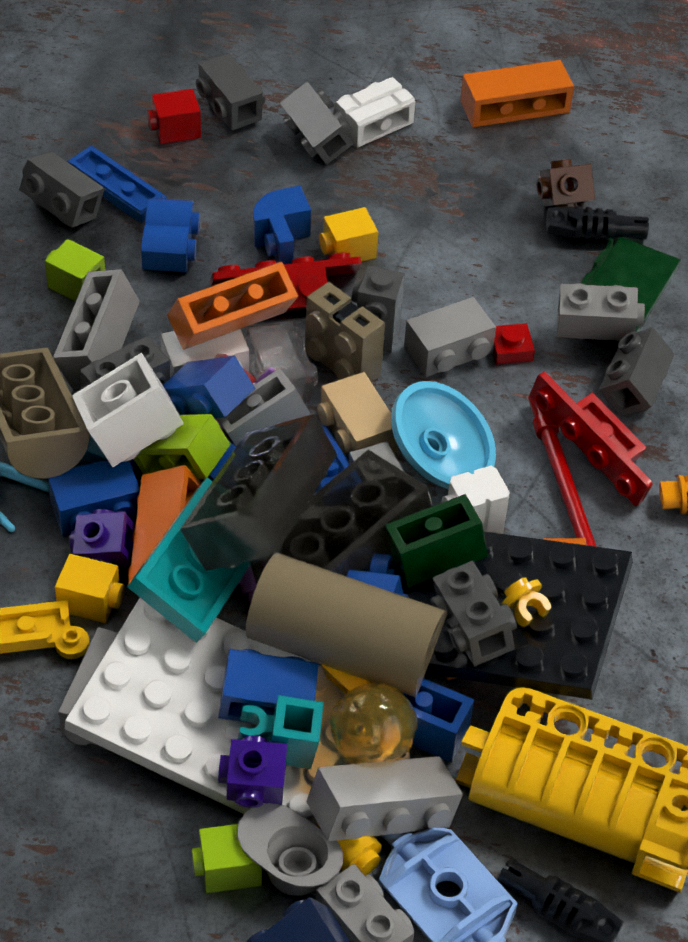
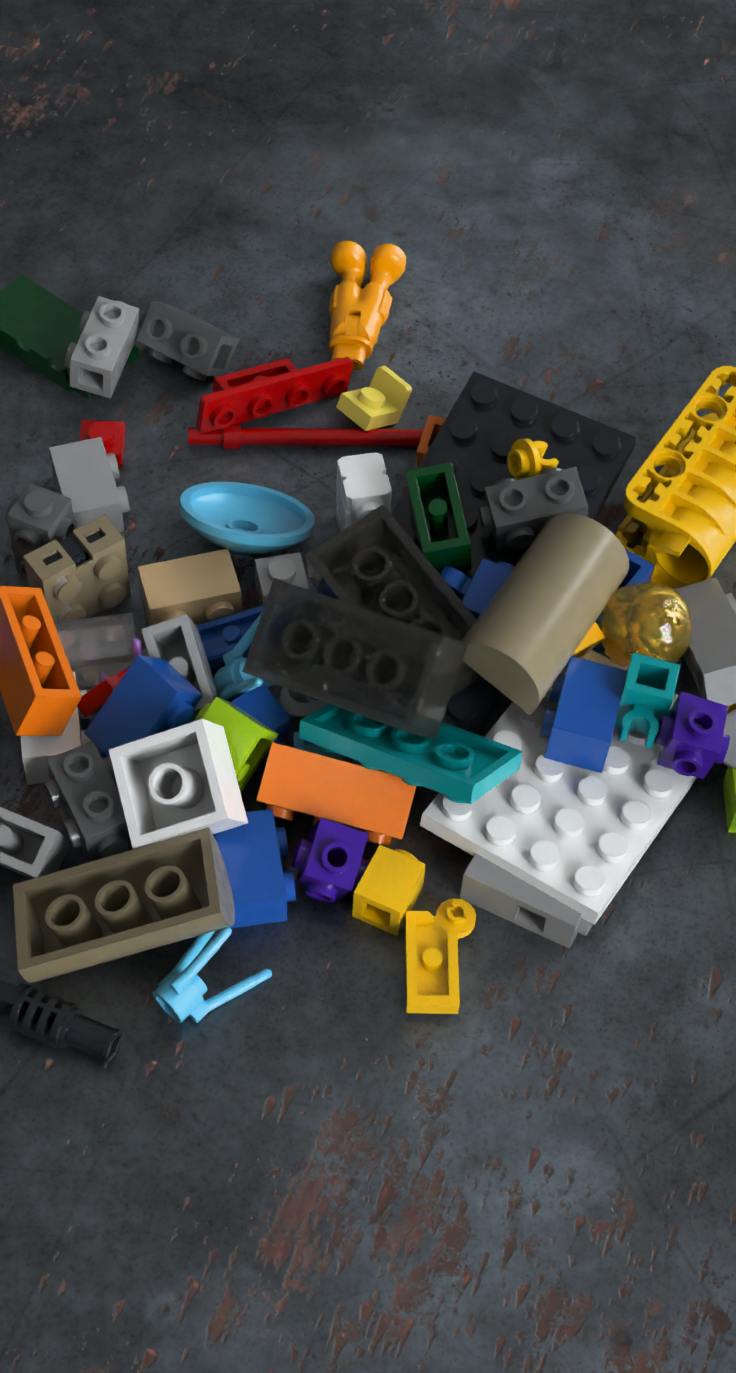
camera: 80 degrees left, 5 degrees up
(614, 519) = (379, 403): none -> light yellow bracket

